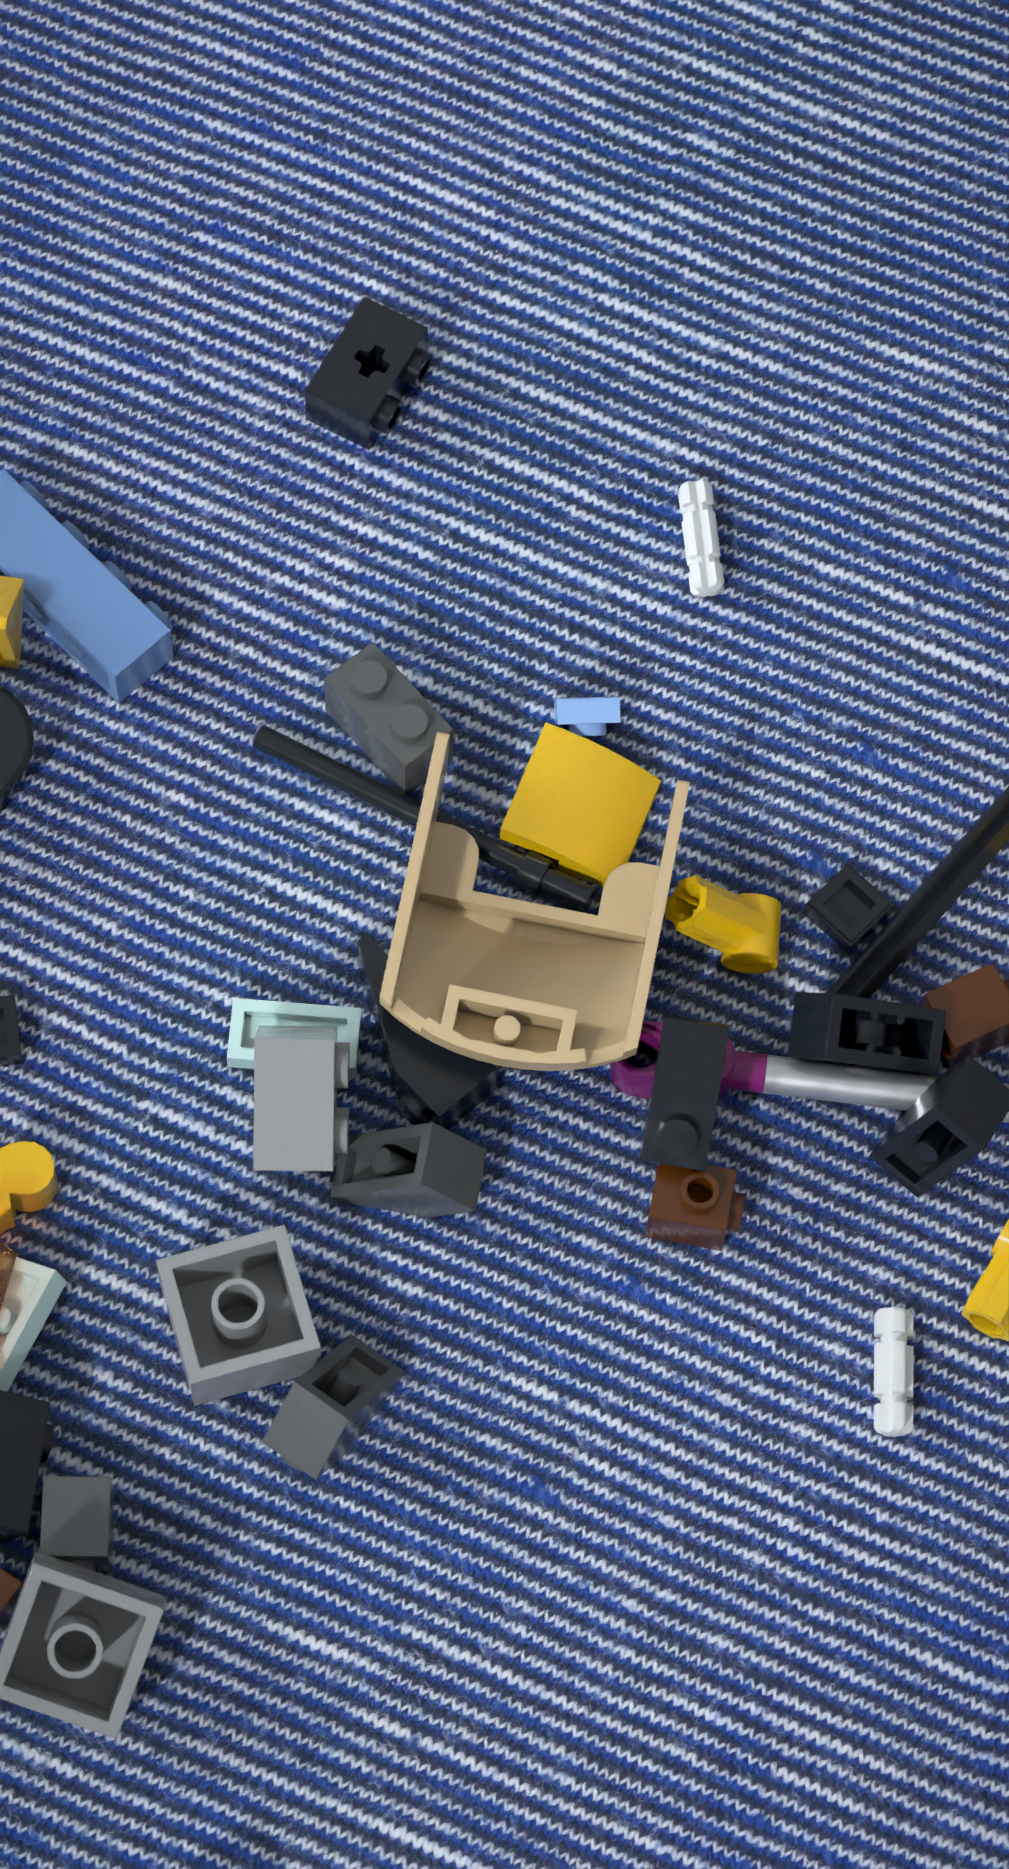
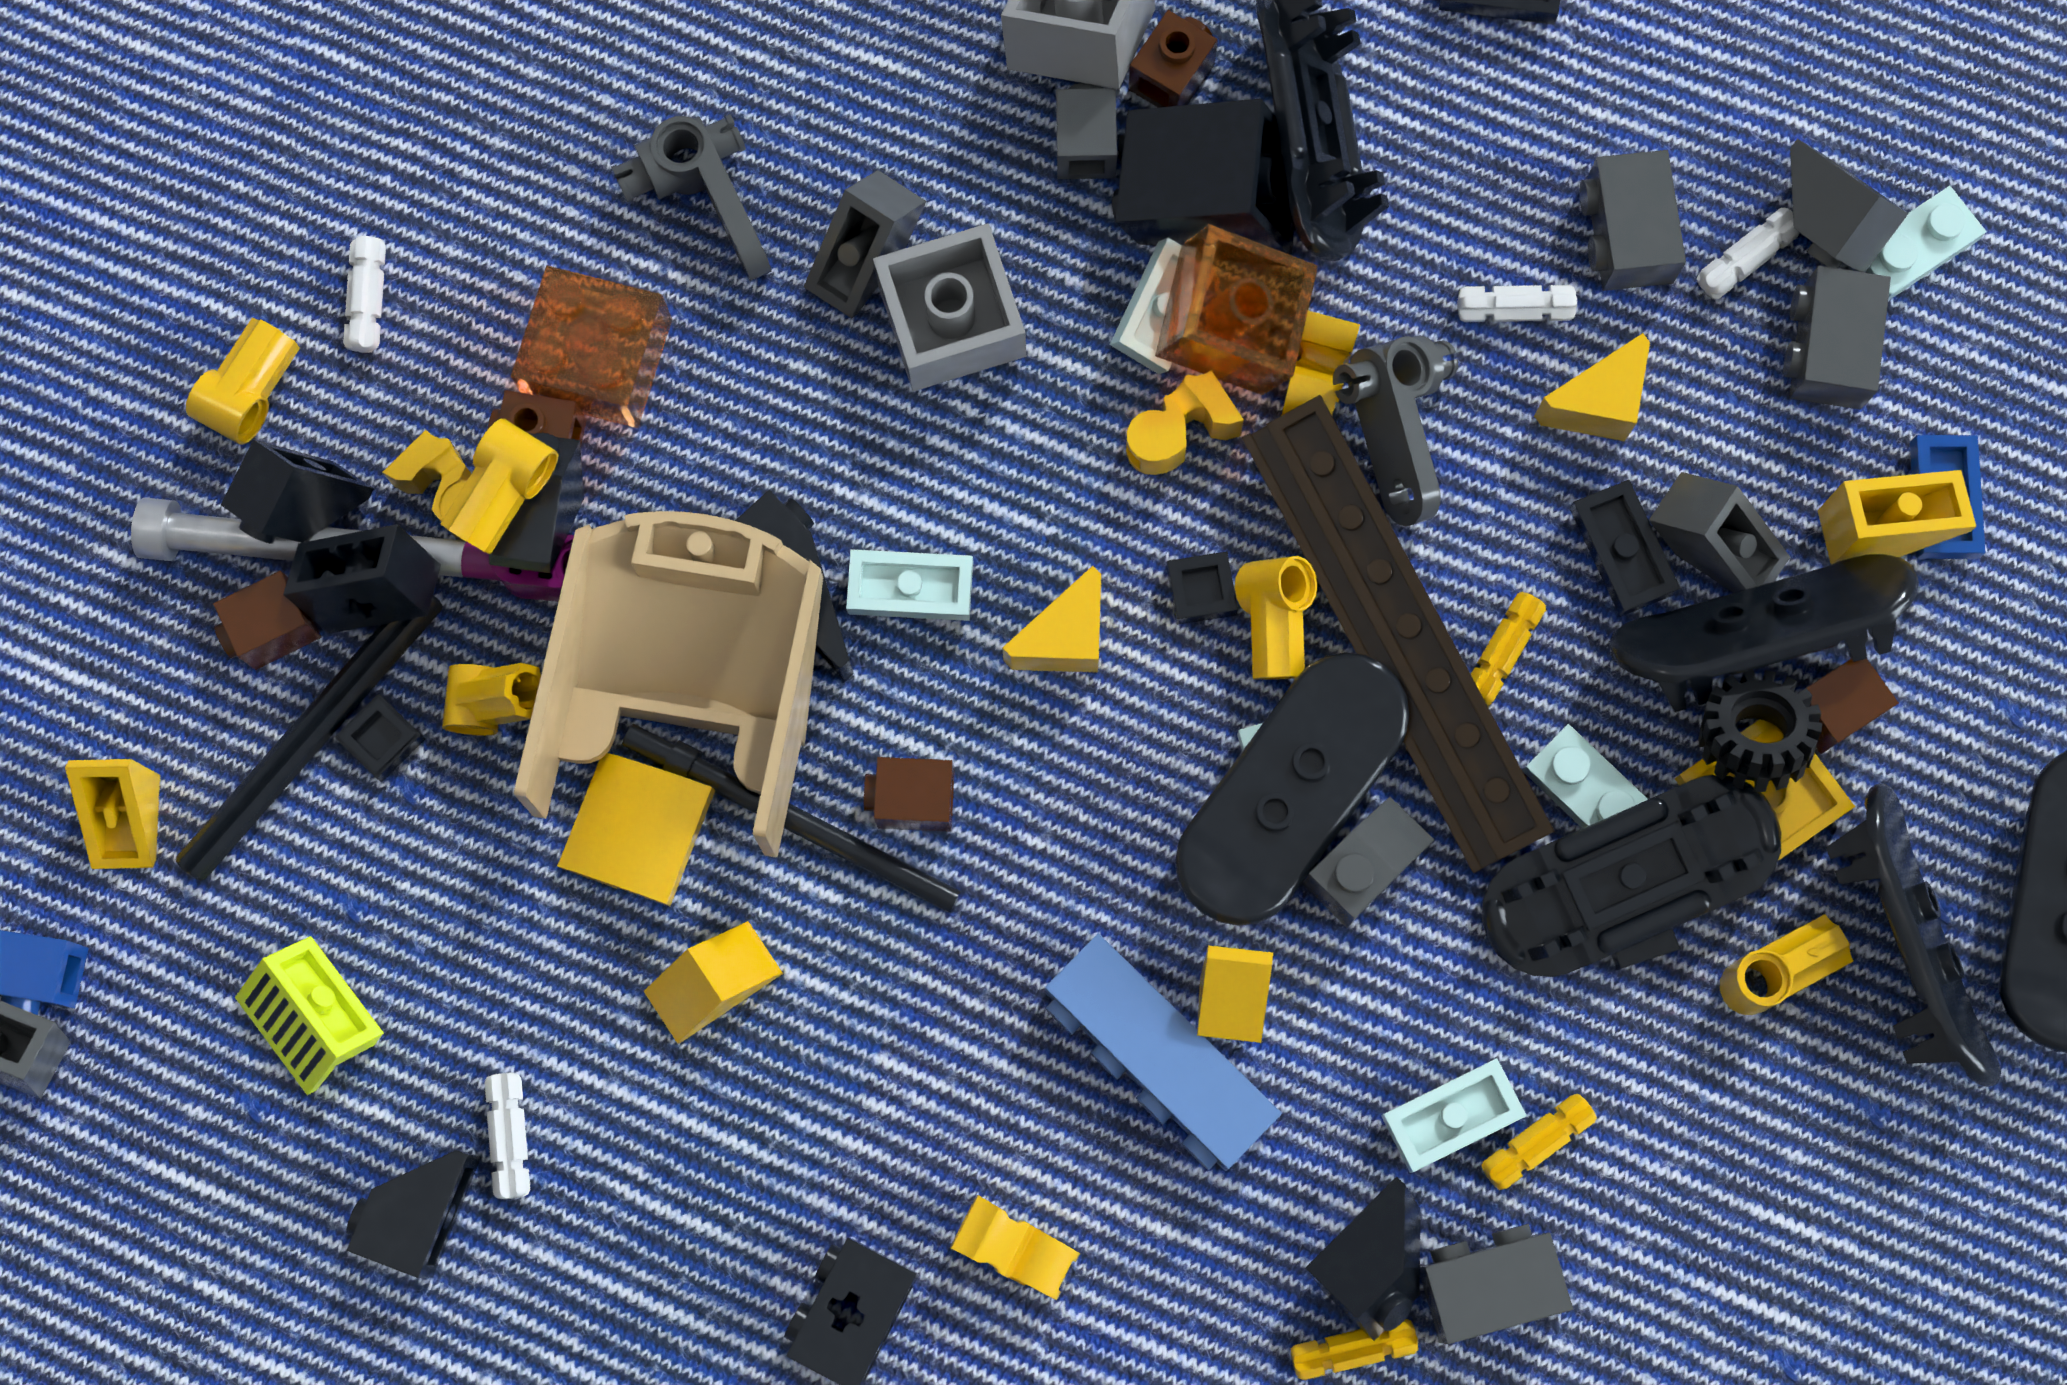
camera: 175 degrees left, 10 degrees up
(135, 979) = (1064, 633): none -> yellow slope
(197, 416) = (1013, 1248): none -> yellow leg
(297, 1098) = (897, 491): light grey brick -> none
(298, 827) = (911, 794): none -> reddish brown brick
(385, 717) = (824, 908): dark grey brick -> none
(410, 1171) = (799, 453): dark grey slope -> none
(500, 667) = (711, 980): none -> yellow slope
(568, 1493) = (705, 171): none -> dark grey piece
(588, 714) = (626, 927): light blue plate -> none
(634, 1291) = (593, 345): none -> clear orange brick
(709, 1084) = (506, 472): none -> yellow piece
(767, 1133) = (426, 461): none -> yellow leg
(787, 466) = (412, 1215): none -> black slope
(899, 648) = (307, 1012): none -> neon yellow panel

